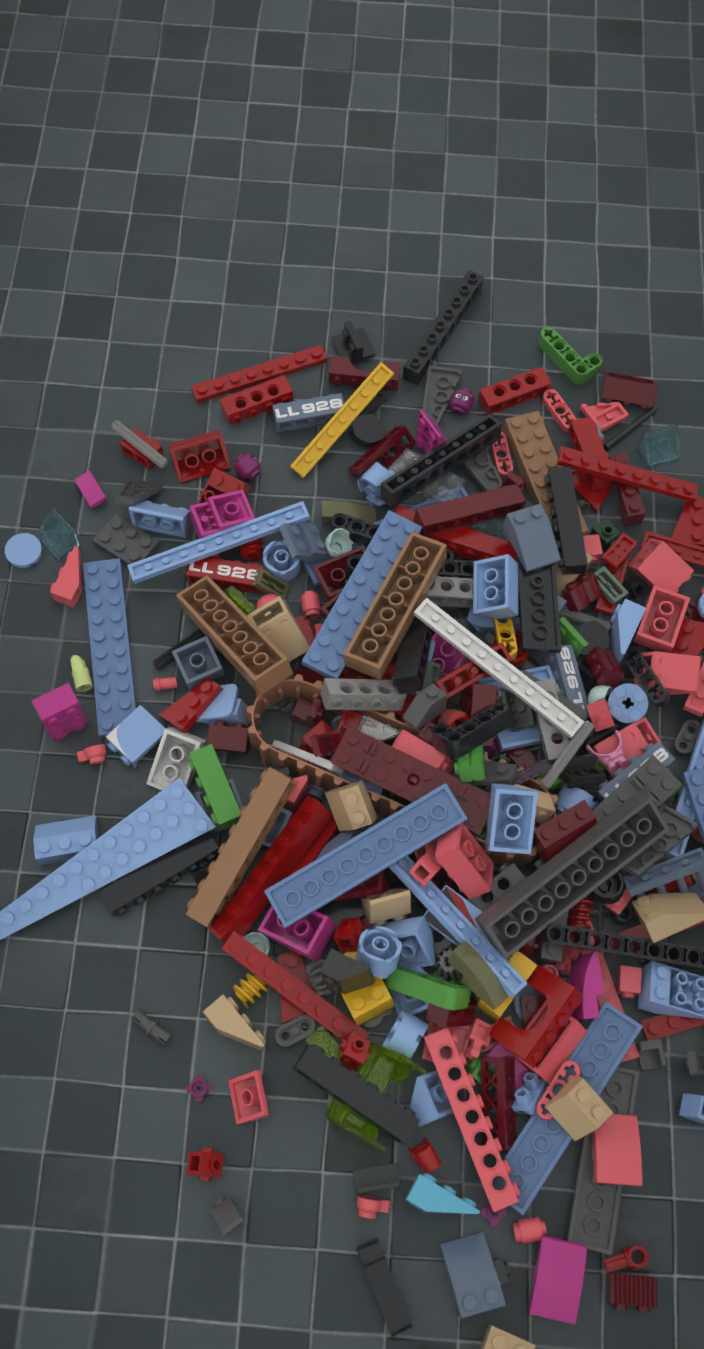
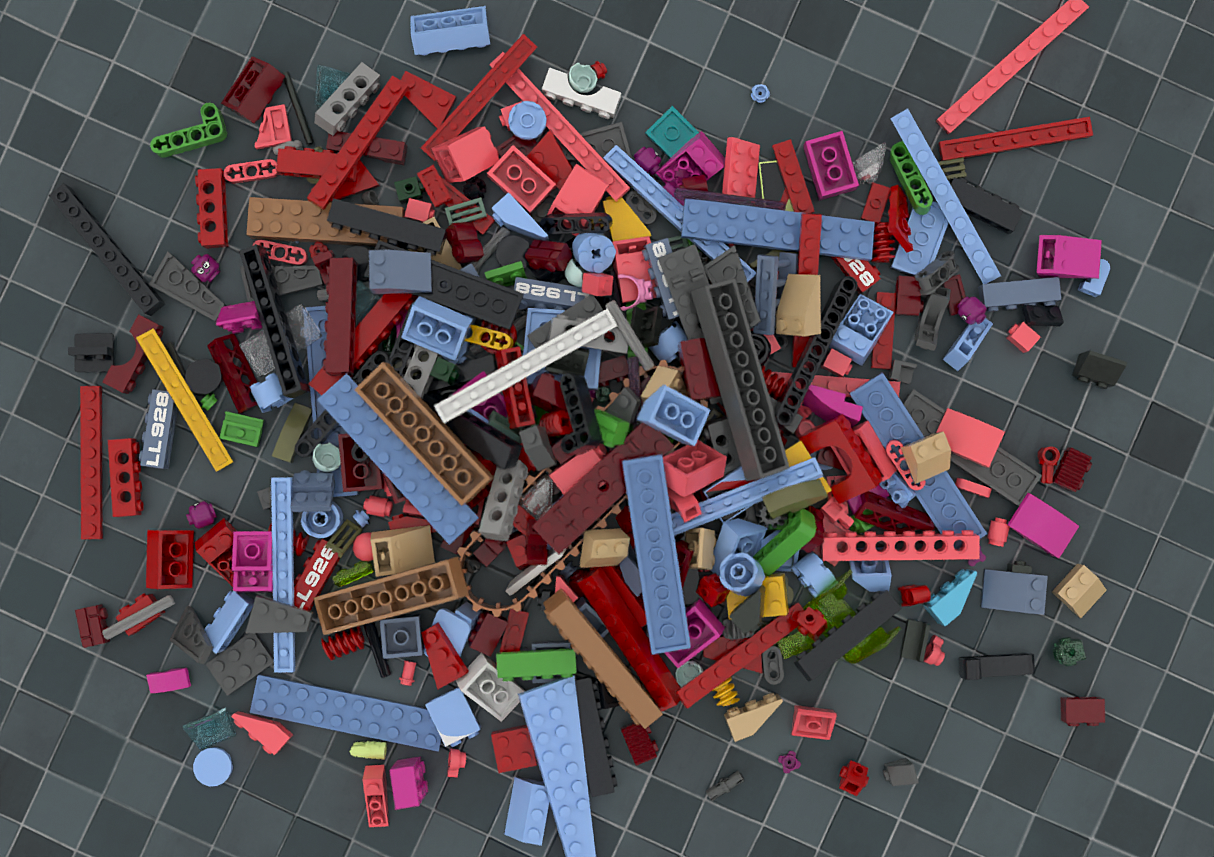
camera: 65 degrees left, 20 degrees up
(22, 701) = (376, 795): none -> coral slope
(121, 798) = (513, 749): none -> red brick
(122, 411) = (91, 624): none -> dark red brick
(169, 922) = (639, 743): none -> dark red brick
(173, 618) = (343, 644): none -> red piece
(179, 548) = (277, 617): none -> dark grey wing
(240, 763) = (514, 631): none -> red plate
(294, 595) = (361, 517): none -> light blue plate
(335, 474) = (242, 429): none -> bright green plate
(348, 441) = (208, 401): none -> bright green plate
(459, 609) = (445, 371): none -> dark green brick
(564, 1181) = (973, 488): none -> coral beam
(659, 456) = (337, 102): none -> light grey brick
(669, 722) = (625, 222): none -> yellow slope

